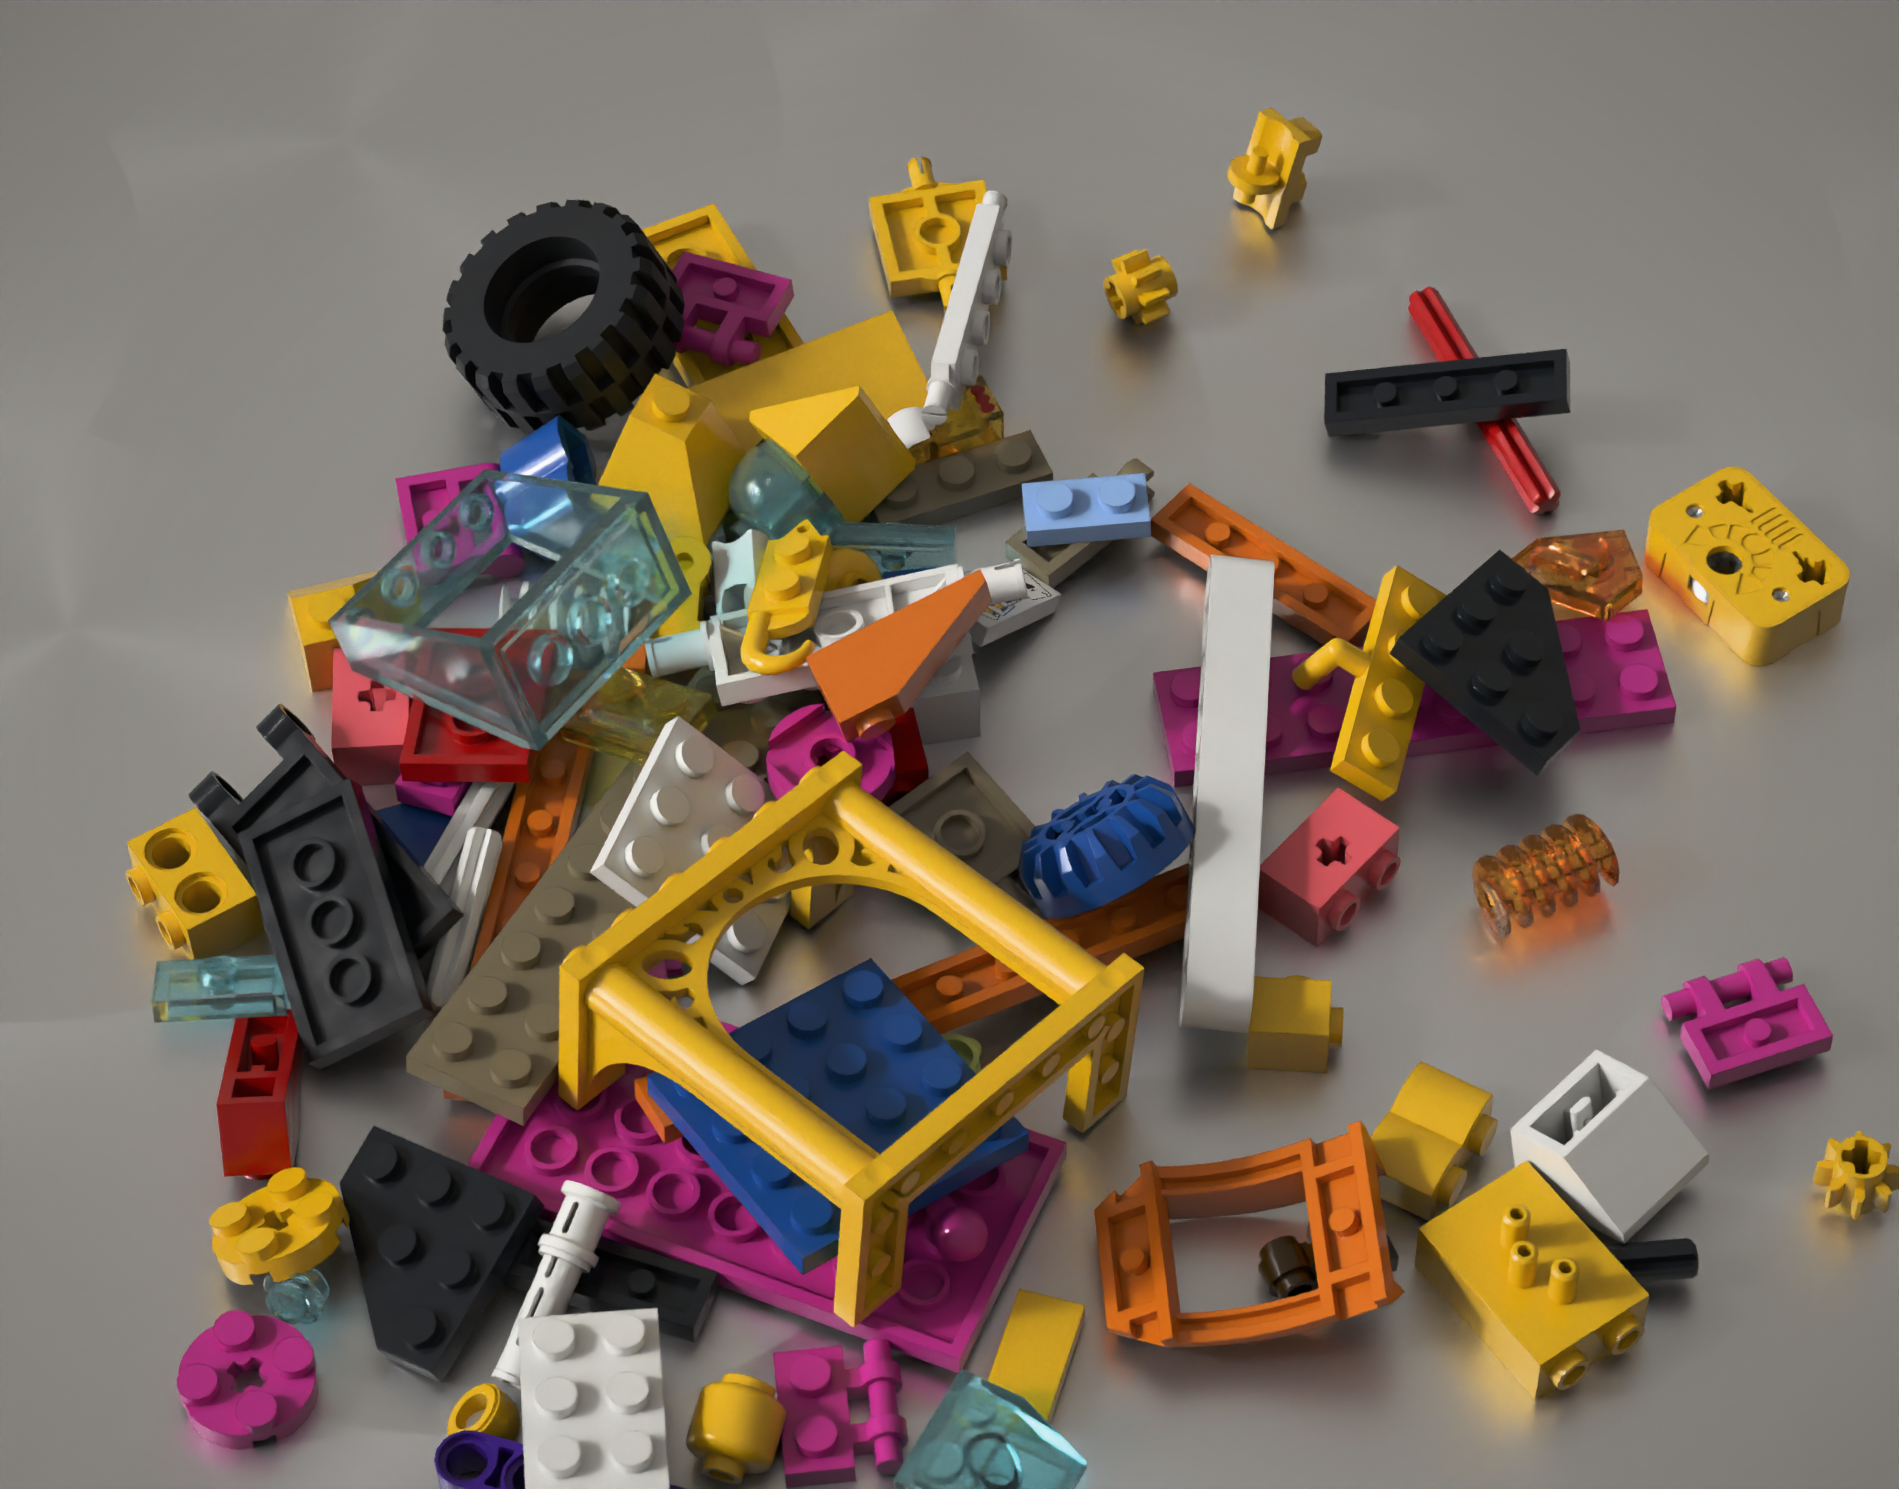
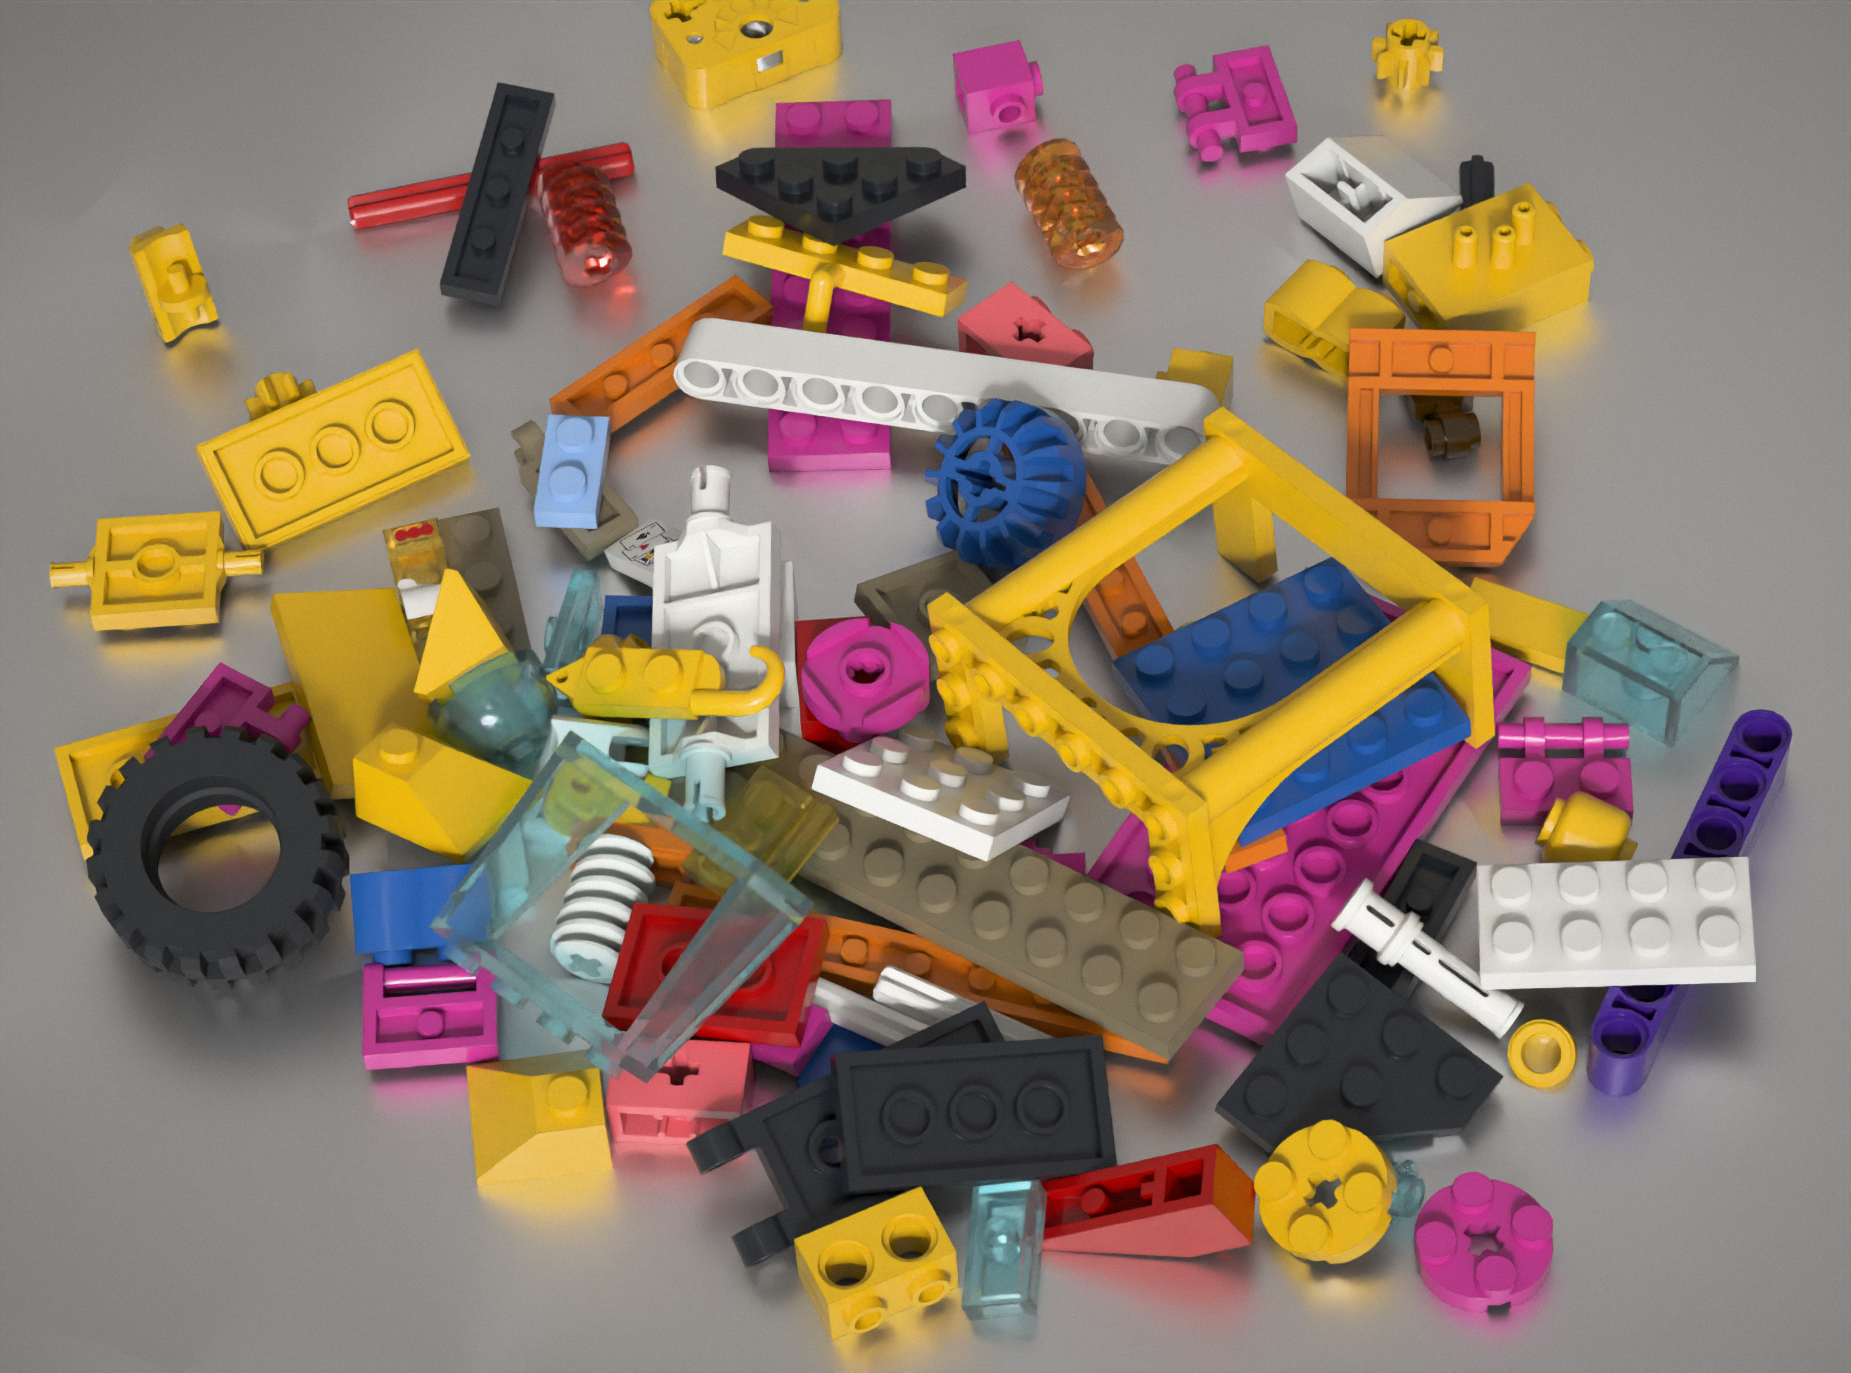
camera: 80 degrees left, 0 degrees up
(889, 663) = (803, 572): orange slope -> none
(967, 314) = (302, 519): white plate -> none
(1091, 333) = (332, 453): none -> yellow tile
(1427, 469) = (583, 223): none -> clear red piece
(1586, 571) = (720, 130): clear orange plate -> none
(1710, 793) = (996, 86): none -> dark pink brick

